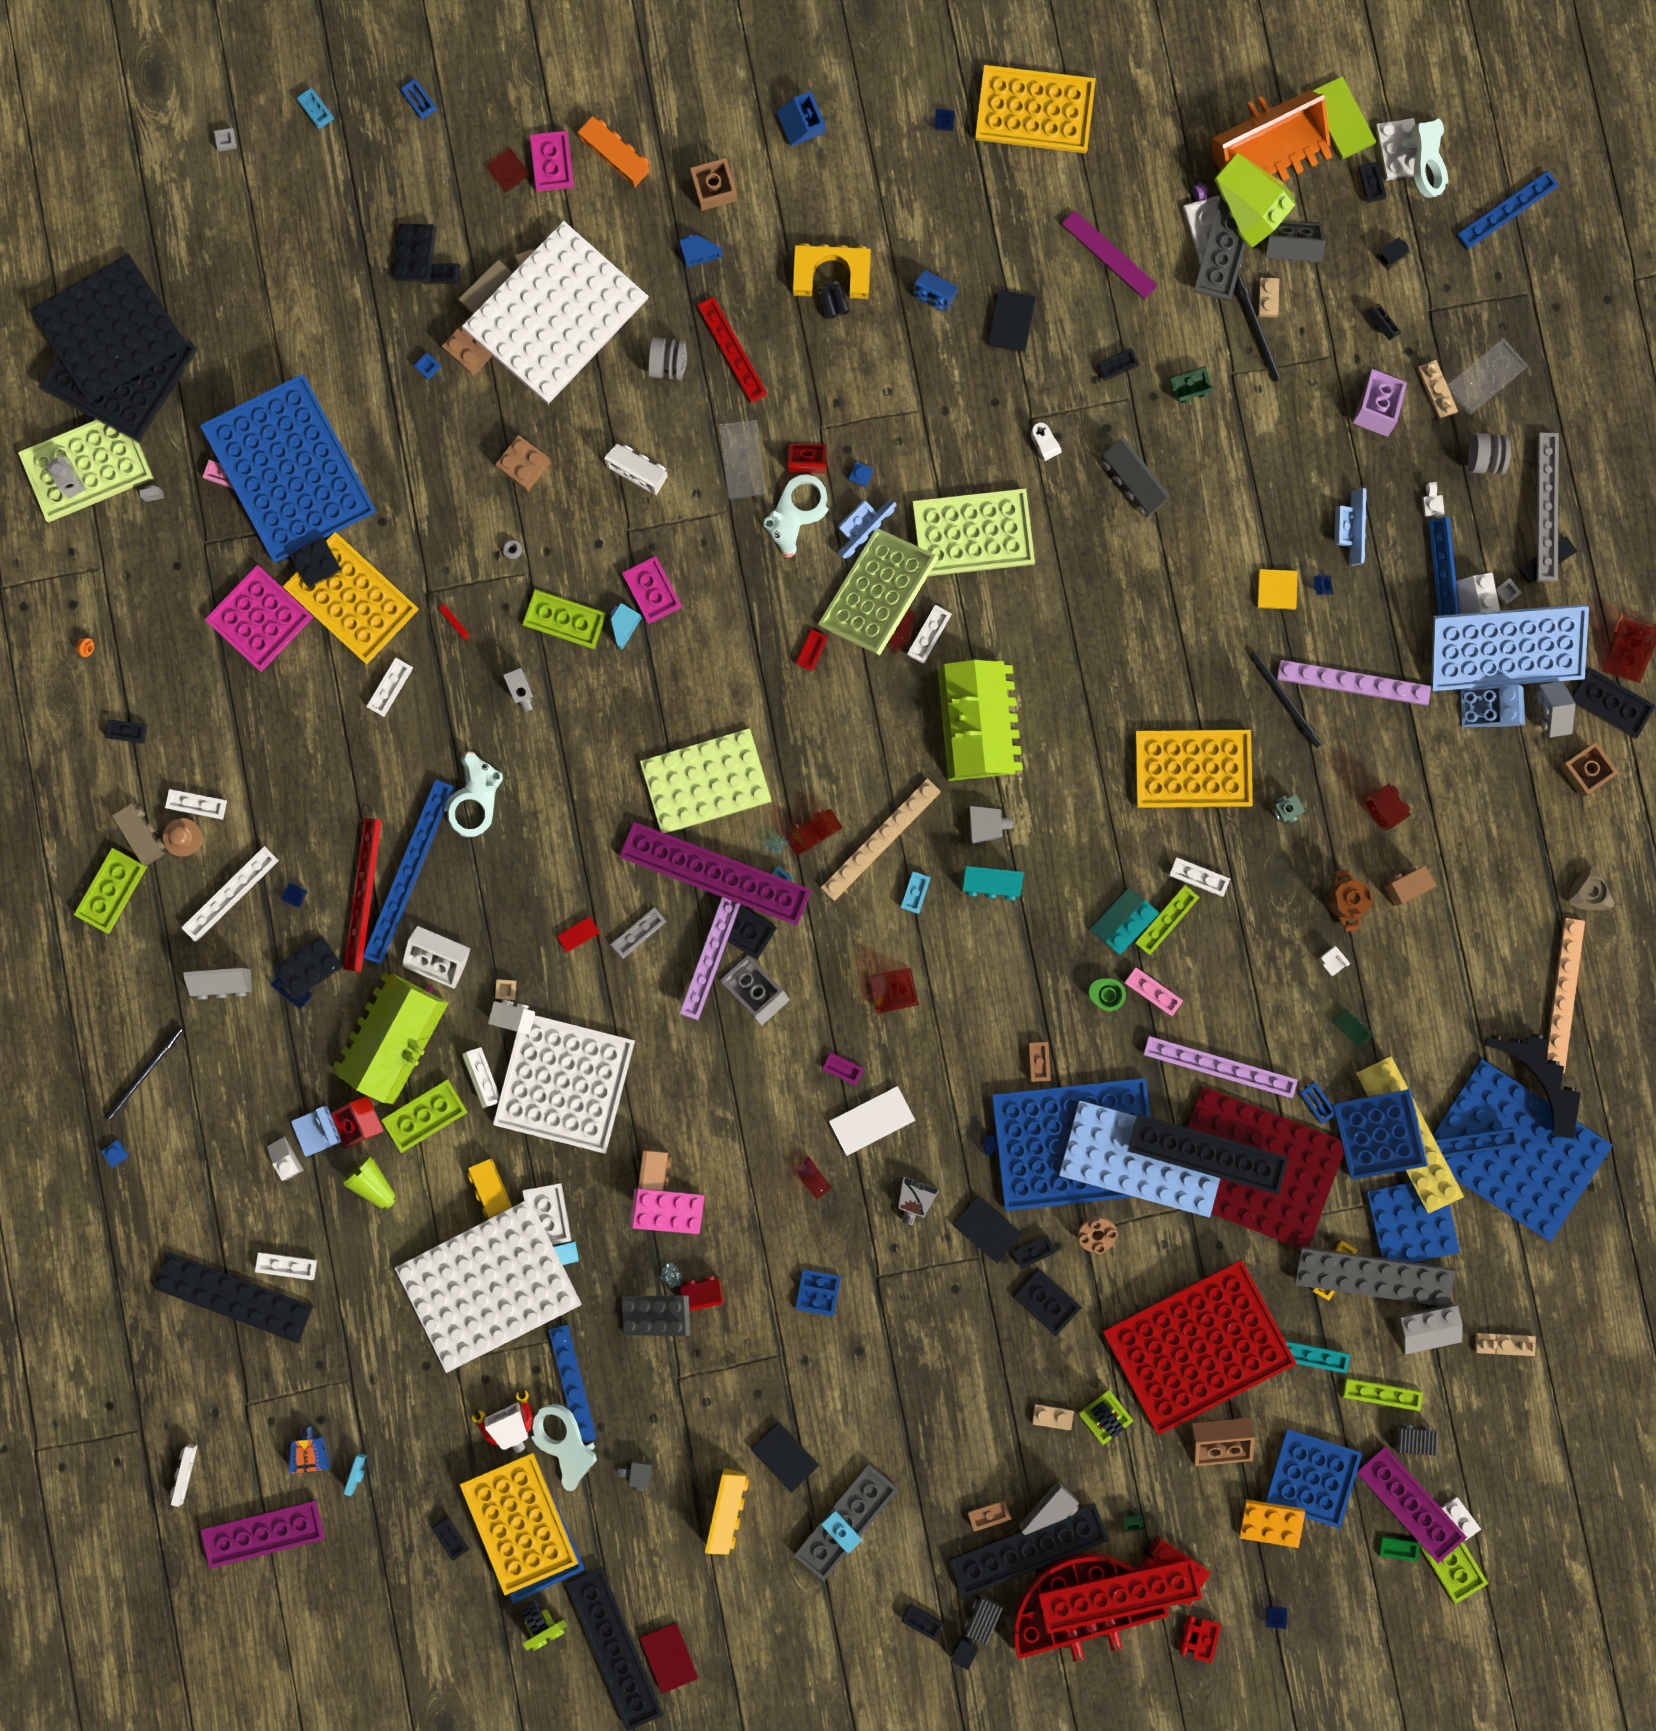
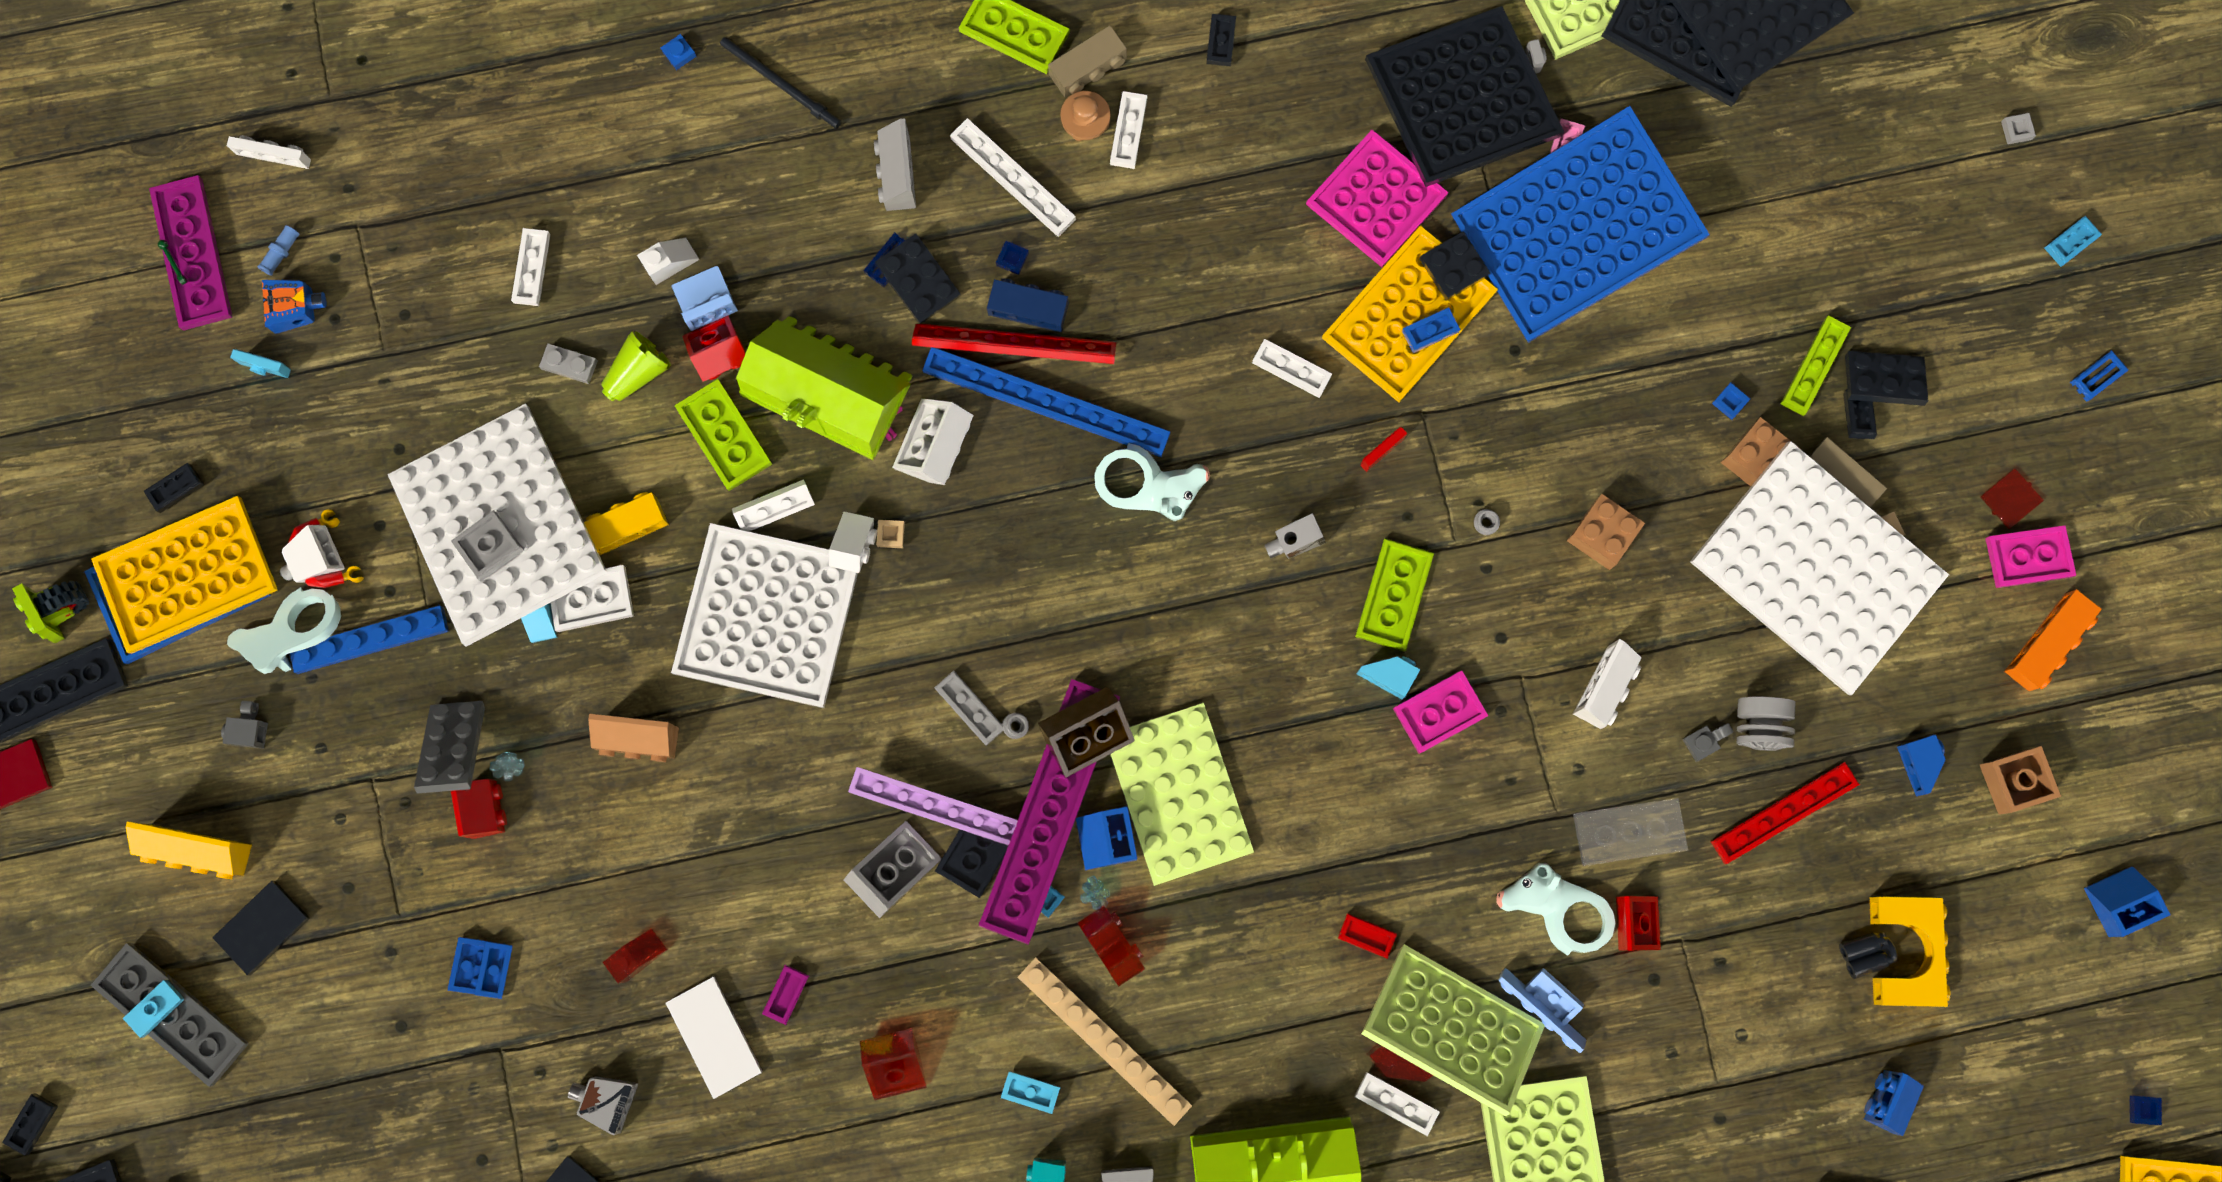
camera: 90 degrees right, 5 degrees down
(181, 548) = (1464, 96): none -> black plate
(233, 1297) = (492, 205): black plate -> none
(256, 1554) = (163, 244): none -> dark green hinge
(264, 1464) = (278, 250): none -> medium blue pin
(332, 883) = (1028, 304): none -> dark blue brick
(364, 1236) = (568, 363): none -> light grey plate
(365, 582) = (1431, 330): none -> blue plate
(402, 302) = (1815, 365): none -> lime plate
(505, 1289) = (487, 545): none -> light grey tile
(578, 934) = (966, 628): red tile -> none
(652, 894) = (1022, 722): none -> light grey plate
(659, 845) = (1086, 731): none -> dark brown slope
(666, 1211) = (589, 756): plate -> none
(679, 403) = (1704, 742): none -> dark grey plate
(737, 833) = (1106, 838): none -> blue slope
(861, 474) = (1619, 1000): blue plate -> none

